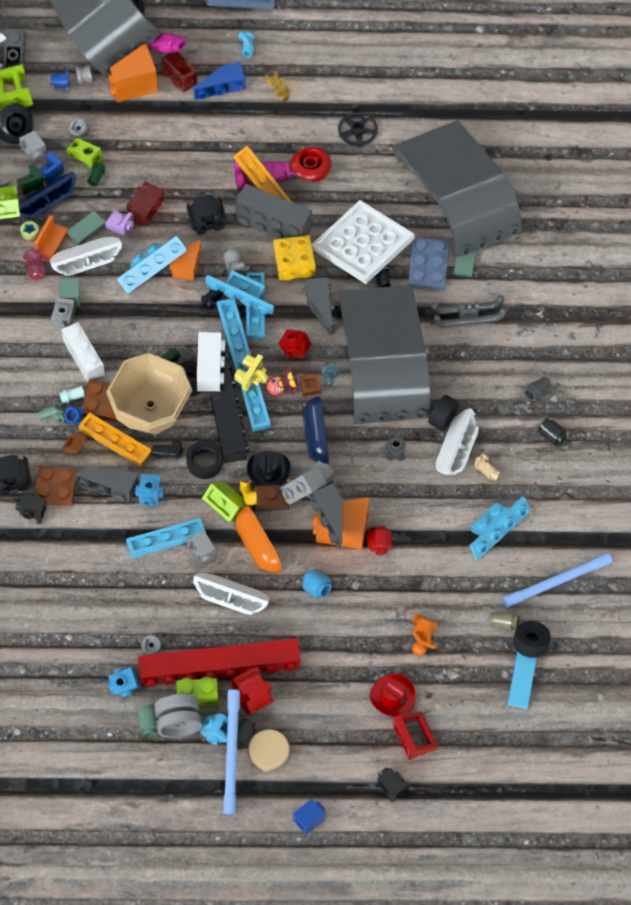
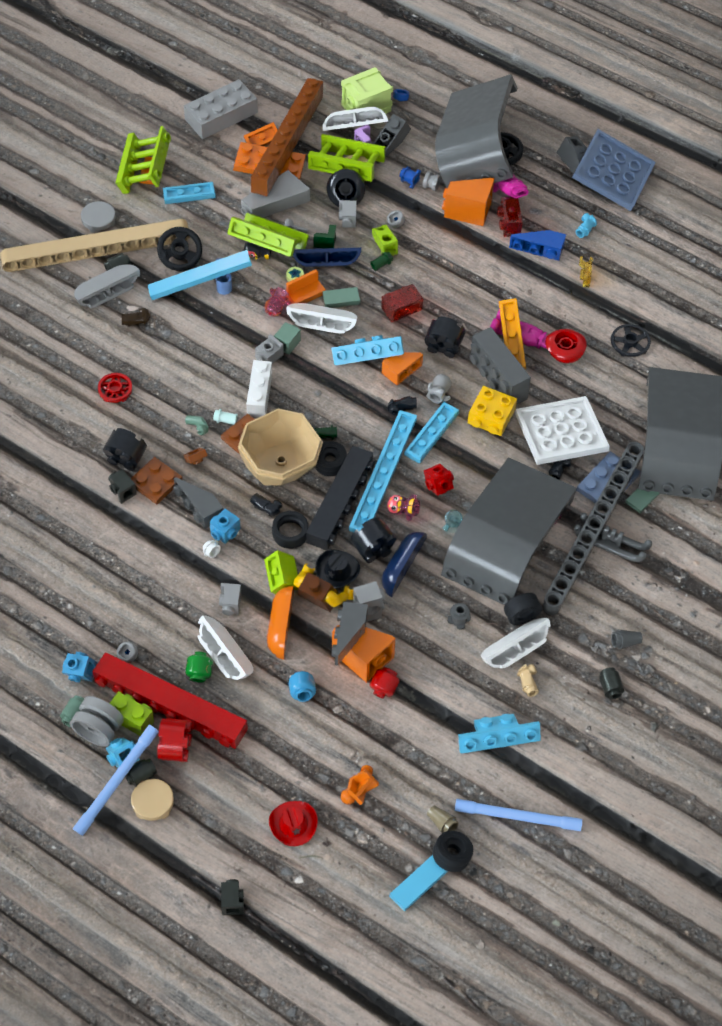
camera: 35 degrees right, 5 degrees down
(52, 169) = (351, 239): blue panel -> none
(69, 415) = (213, 433): blue plate -> none
(115, 439) = (230, 471): light orange plate -> none
(120, 223) = (371, 307): lavender bracket -> none
(151, 515) = (211, 548): none -> white plate
(164, 538) = (208, 573): medium azure tile -> none
(210, 361) = (351, 451): white brick -> none
(221, 620) = (199, 667): none -> green head
(243, 289) = (428, 410): medium azure bracket -> none
(254, 372) = (381, 482): light yellow hips -> none
(283, 427) = (373, 540): none -> black brick
(303, 485) = (344, 591): light grey brick -> none
(309, 816) = (140, 878): blue brick -> none
(310, 385) = (427, 521): dark orange plate -> none
(318, 300) = (489, 454): dark grey slope -> none
(405, 739) = (271, 876): red tile -> none
(449, 318) = (592, 534): none -> dark grey beam

